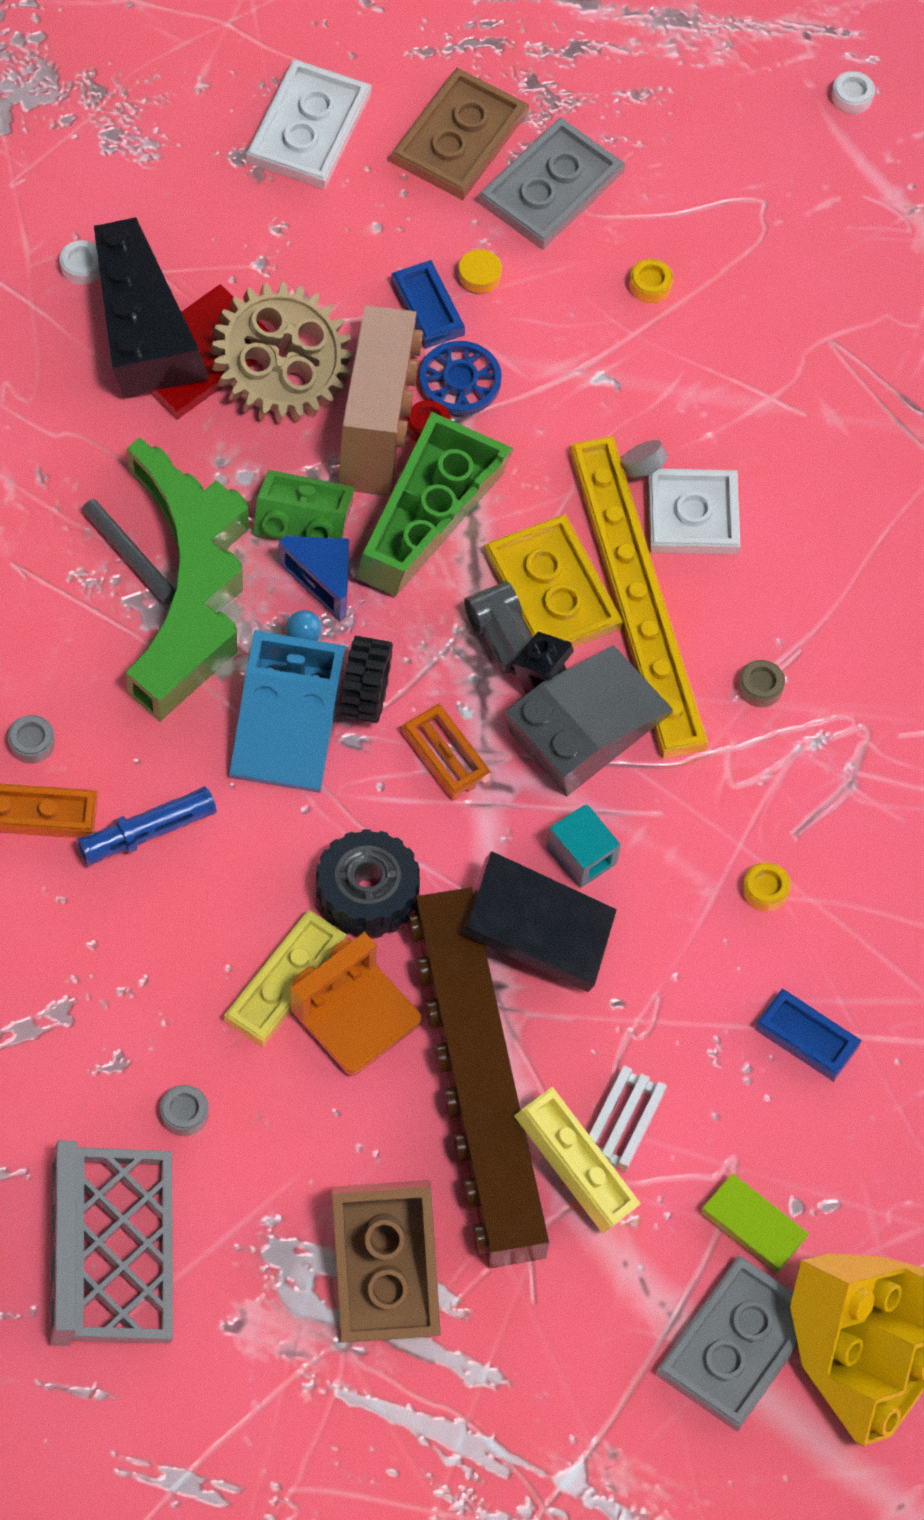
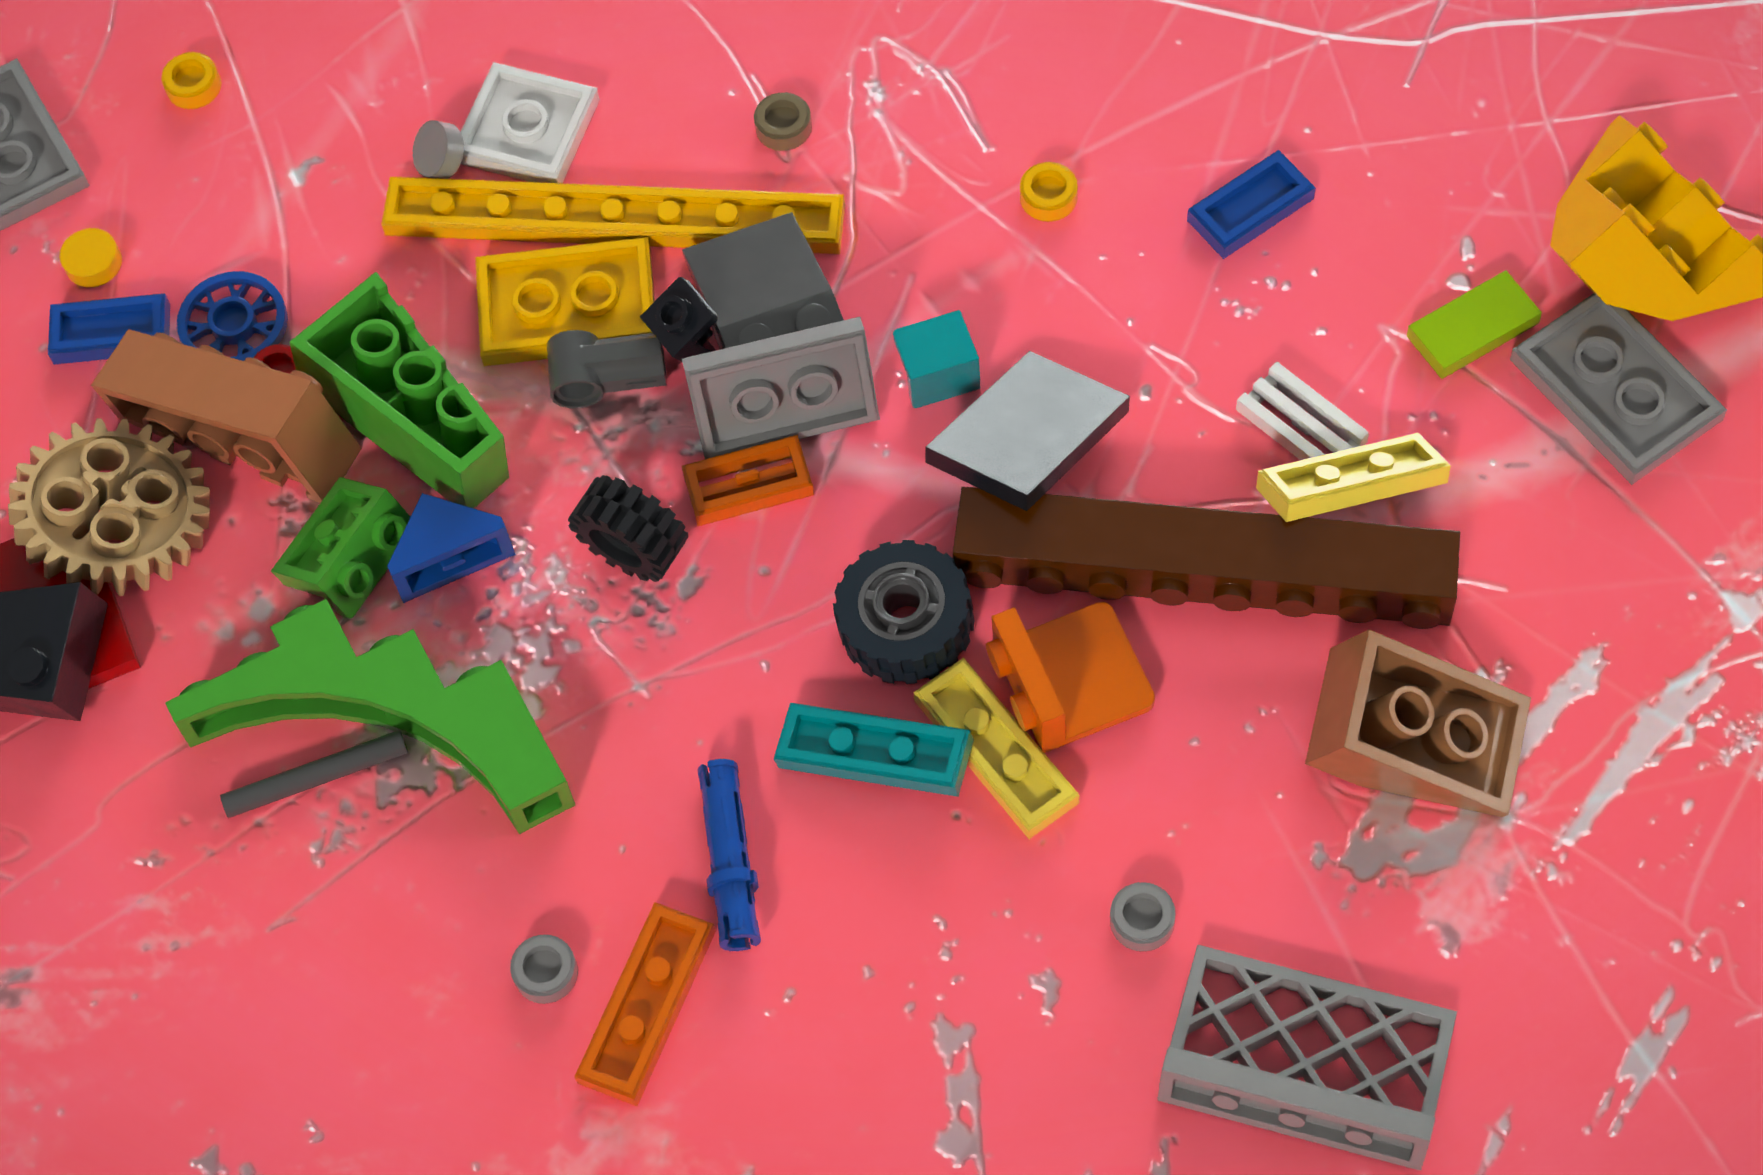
camera: 60 degrees left, 0 degrees up
(254, 896) = (874, 749): none -> teal tile
(288, 706) = (637, 647): dark azure slope -> none
(511, 744) = (782, 387): none -> light grey tile

